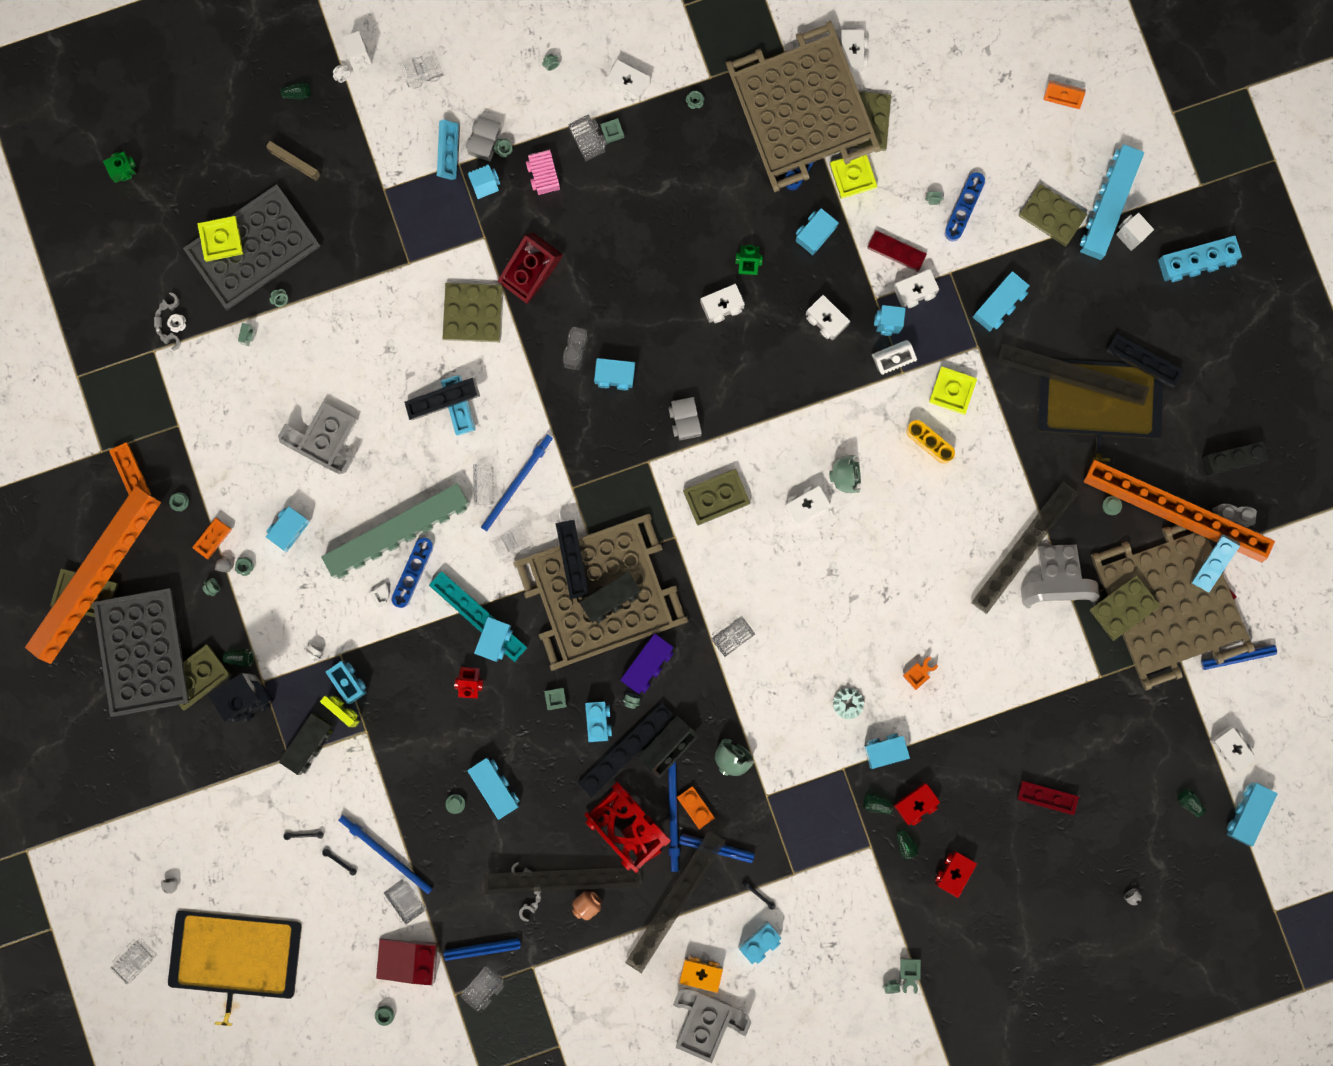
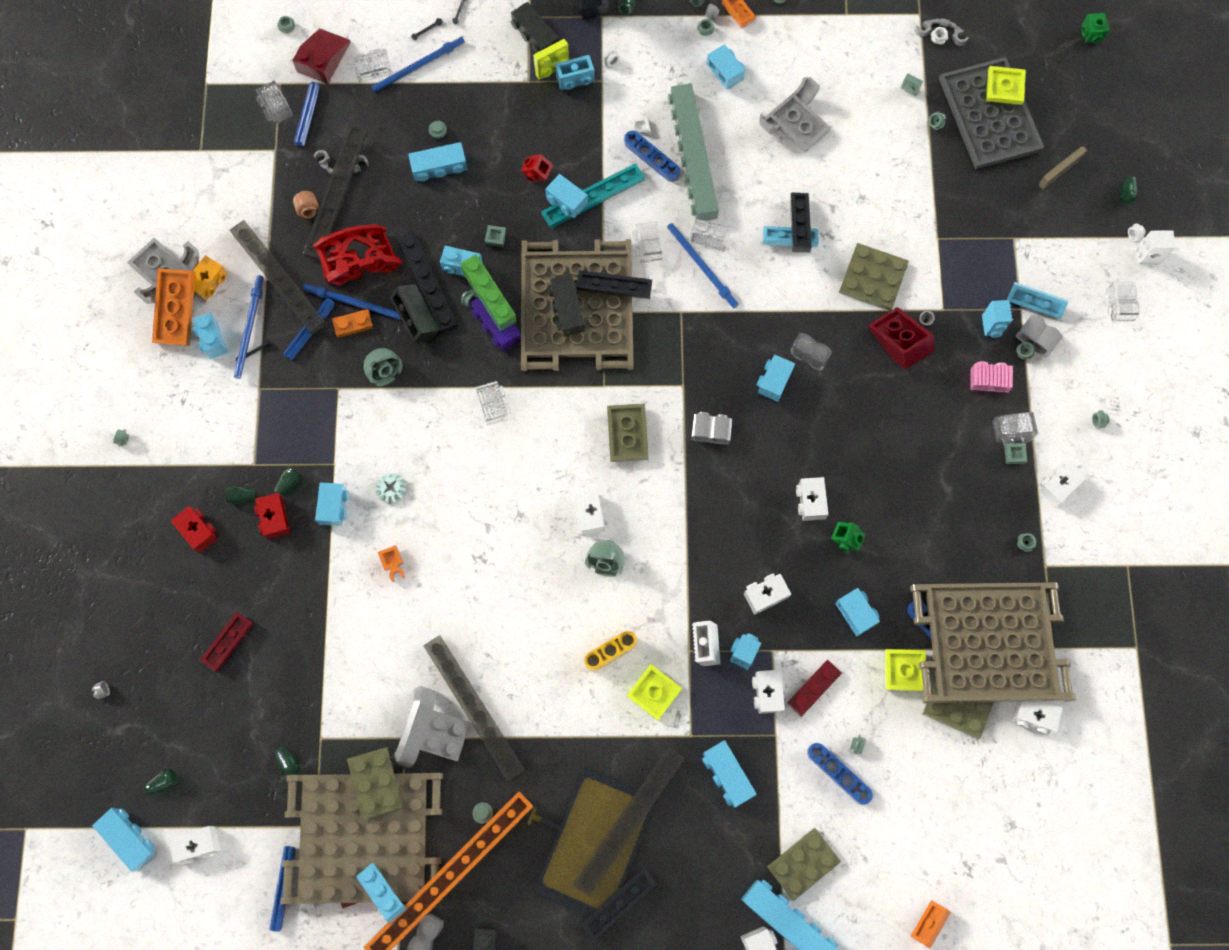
camera: 110 degrees right, 10 degrees down
(502, 245) = (931, 318): none -> light grey hinge
(628, 676) = (488, 292): none -> bright green brick
(699, 917) = (256, 294): none -> bar
(745, 991) = (173, 307): none -> orange plate
(910, 970) = (126, 458): sand green plate -> none
(1133, 697) = (287, 762): none -> clear green cone

